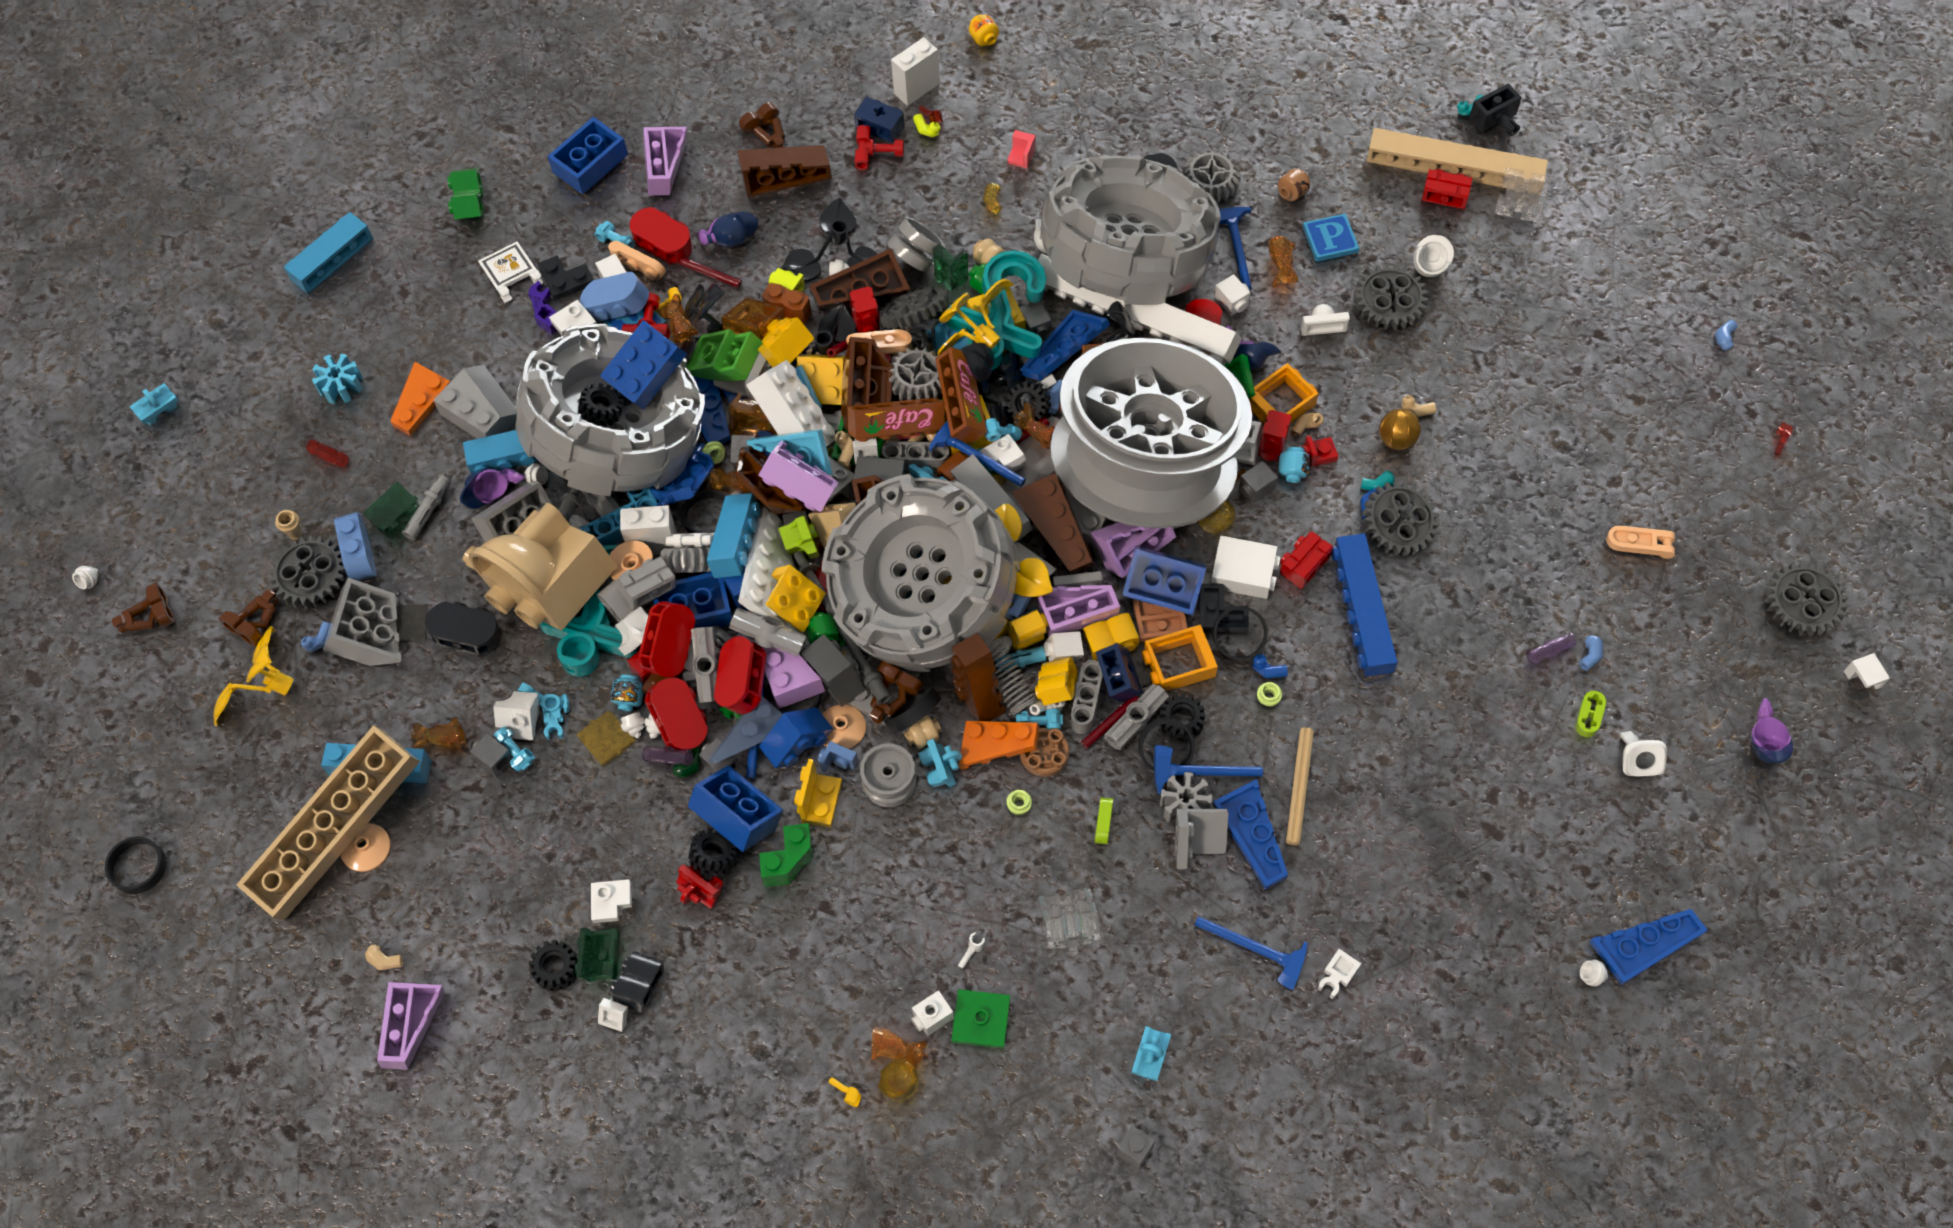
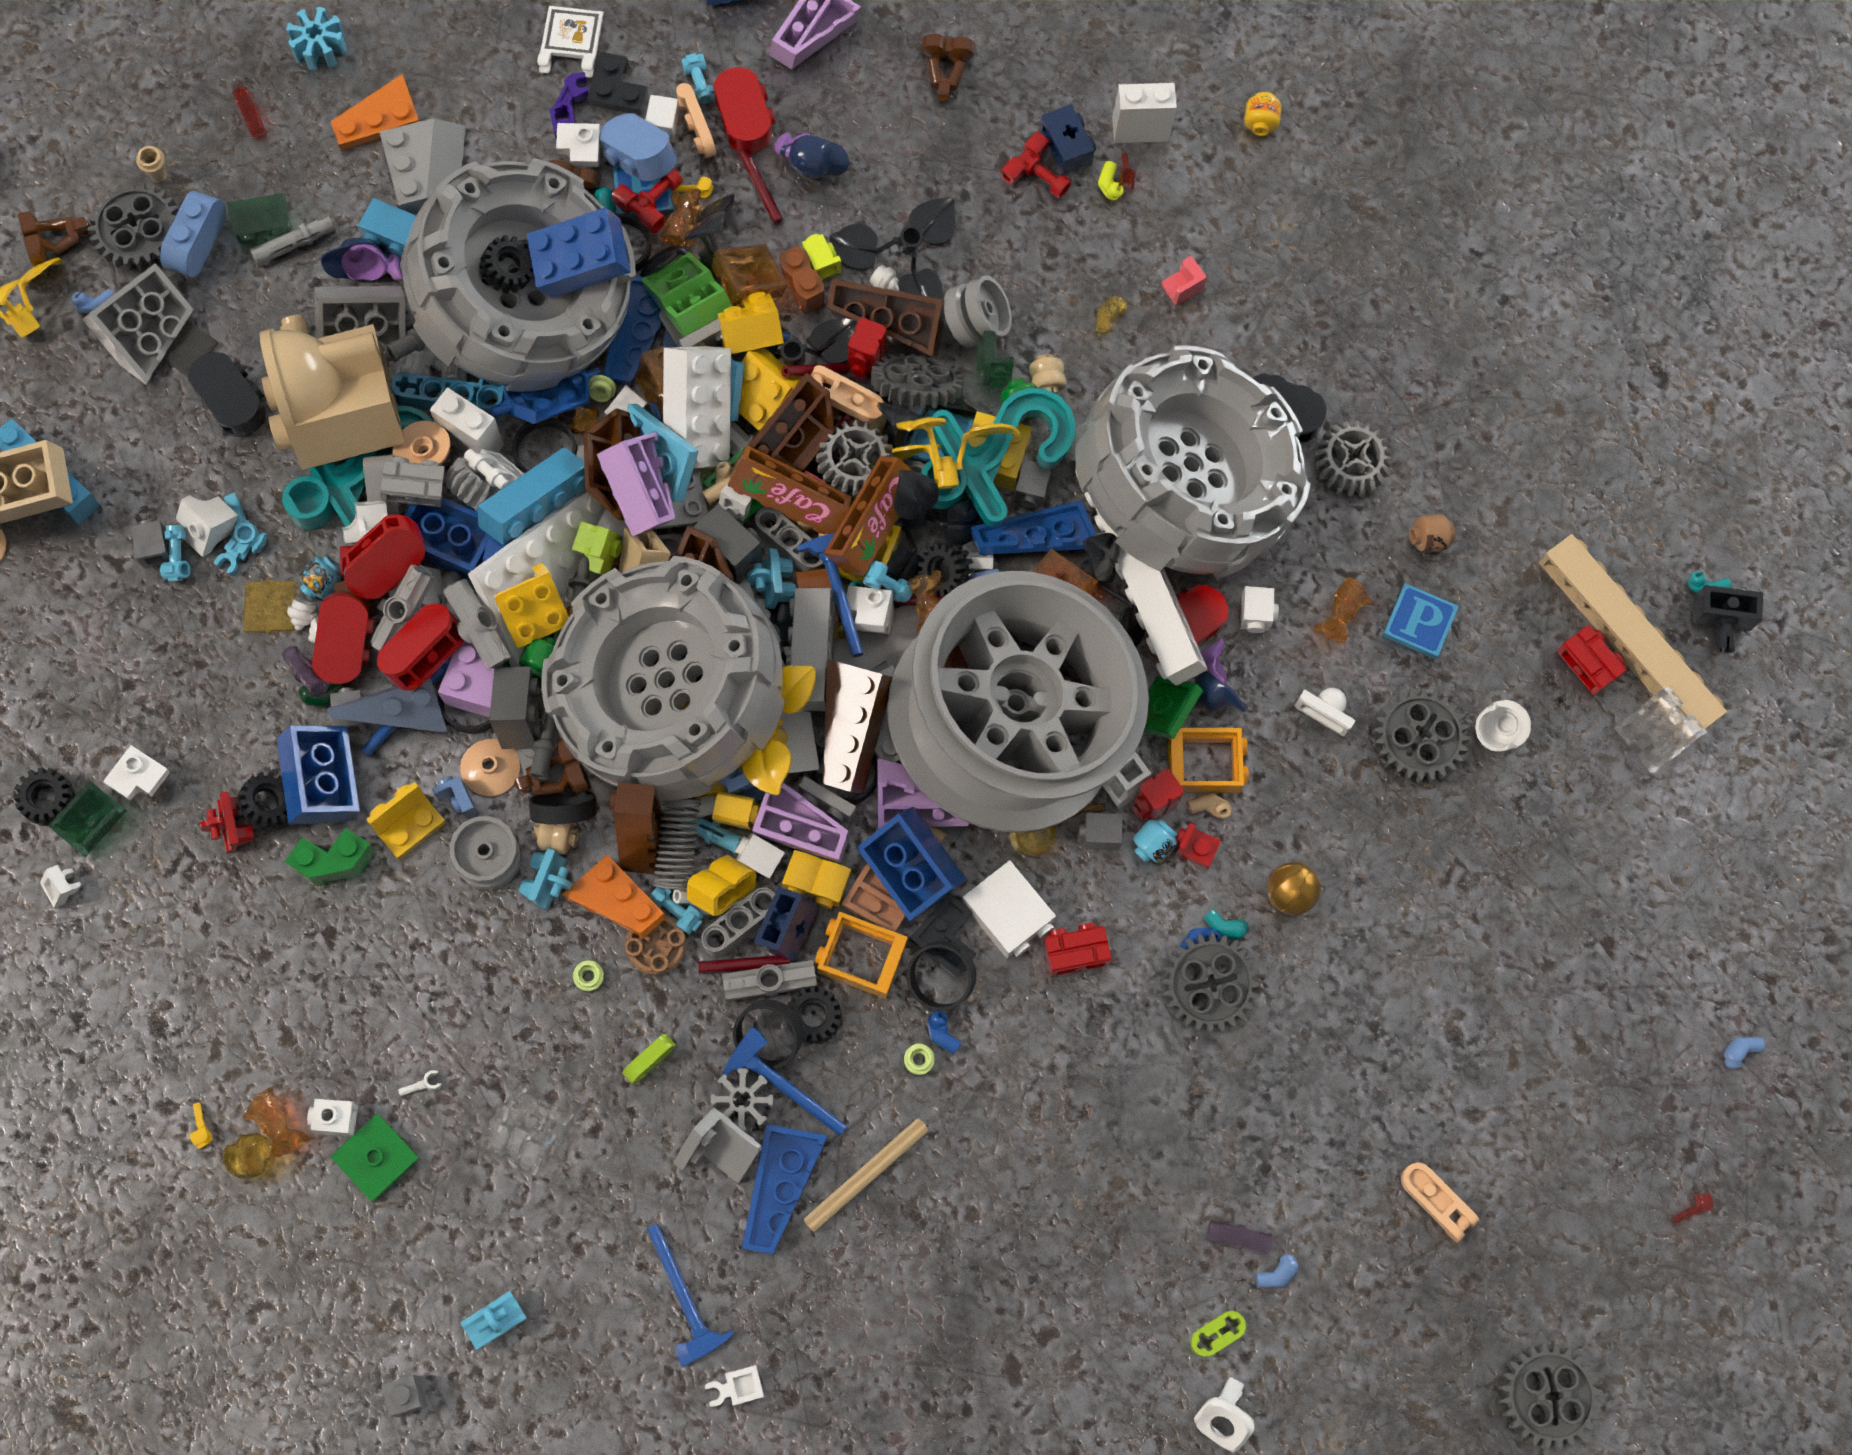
camera: 30 degrees right, 10 degrees up
(443, 735) = (127, 492): clear orange animal -> none
(637, 981) = (101, 872): black brick -> none
(782, 168) = (921, 123): reddish brown wedge -> none
(794, 734) = (434, 744): blue brick -> none
(1231, 217) = (1336, 519): blue piece -> none
(1364, 605) = (1093, 1042): blue brick -> none
(1418, 410) = (1336, 877): tan arm -> none

